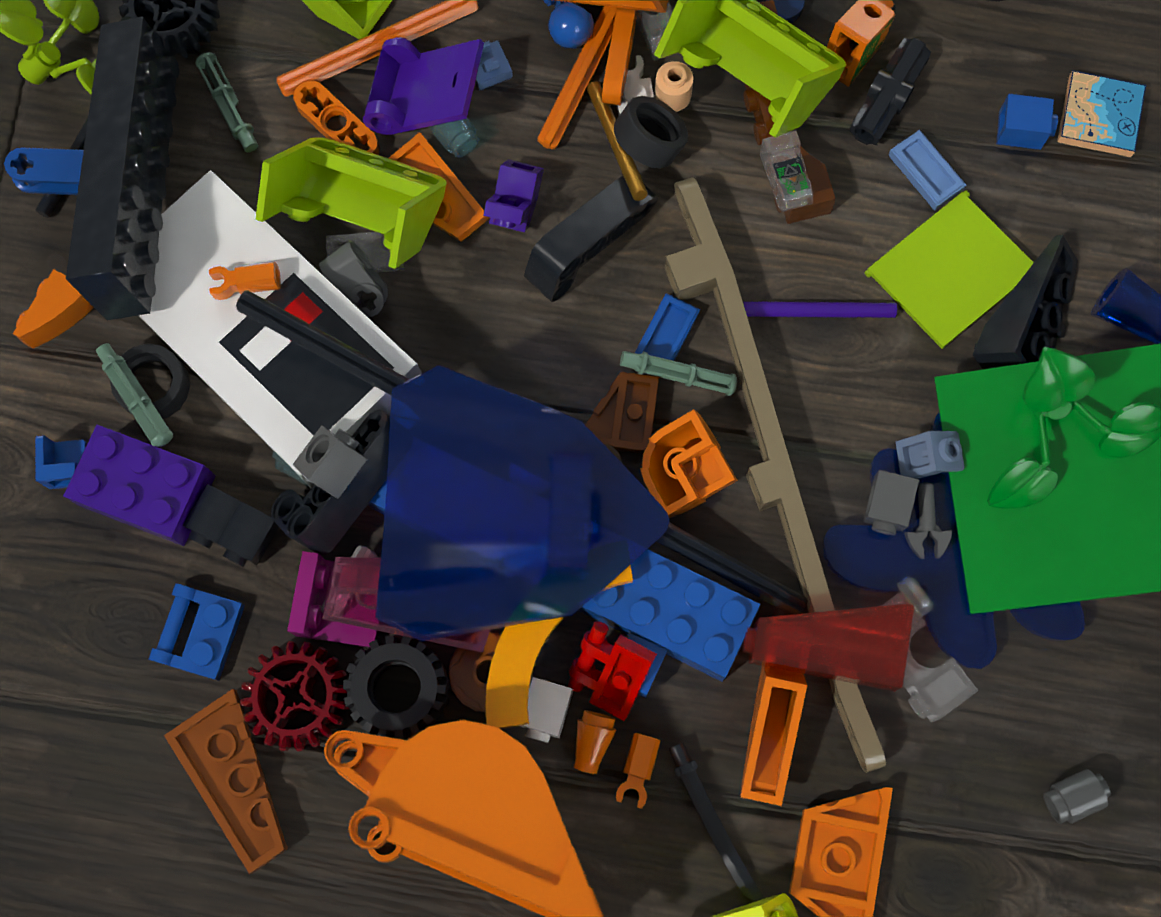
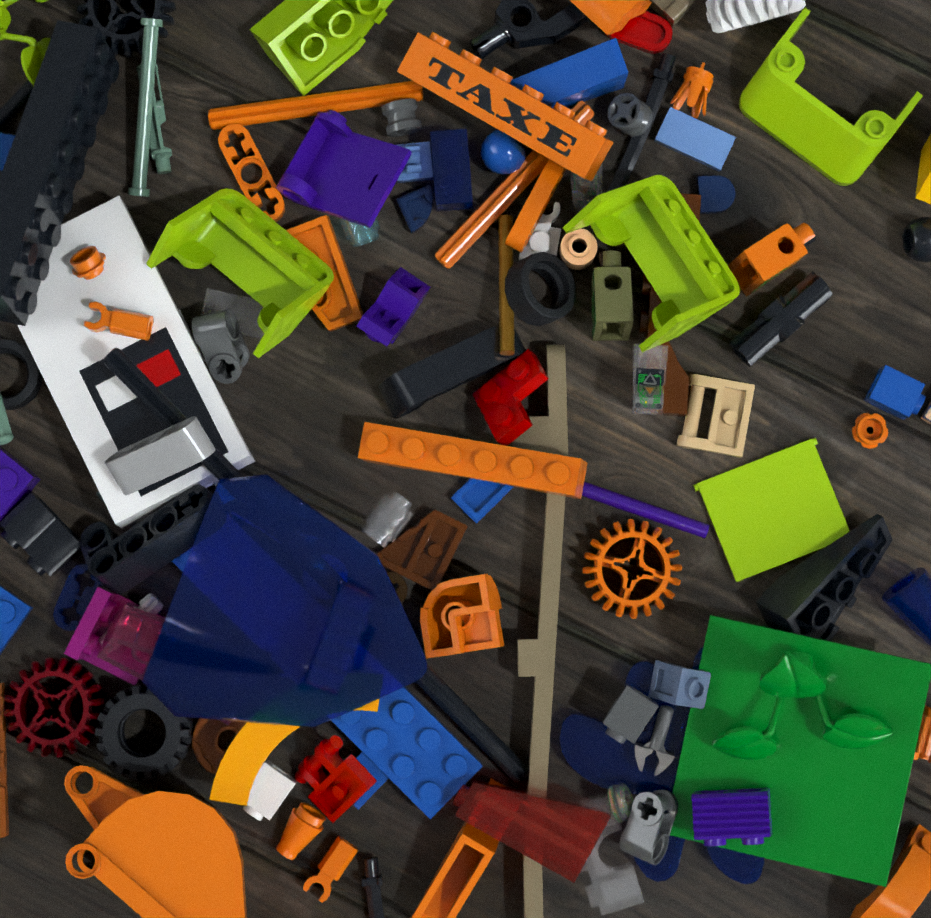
camera: 10 degrees right, 10 degrees up
(196, 235) = (87, 263): none -> orange plate
(197, 10) = (145, 107): none -> sand green bar
(278, 575) = (70, 593): none -> clear blue beam
(323, 383) = (160, 455): none -> light grey beam
(330, 460) = (145, 523): dark grey brick -> none
(462, 24) = (401, 117): none -> dark grey wheel
(505, 104) = (416, 207): none -> dark blue tile
(527, 56) = (451, 170): none -> clear blue brick
(578, 394) = (388, 518): none -> clear brick
(650, 241) = (503, 394): none -> red plate
(680, 372) = (489, 528): sand green piece -> none
(699, 292) = (473, 459): none -> orange arch
(722, 111) = (611, 299): none -> olive torso
(867, 361) = (663, 578): none -> orange gear
(875, 198) = (728, 416): none -> tan plate
(927, 170) = (787, 406): medium blue tile -> none
(954, 614) = (649, 825): none -> dark grey piece
(1018, 156) = (879, 427): none -> orange plate
(1038, 563) = (732, 815): none -> dark purple brick

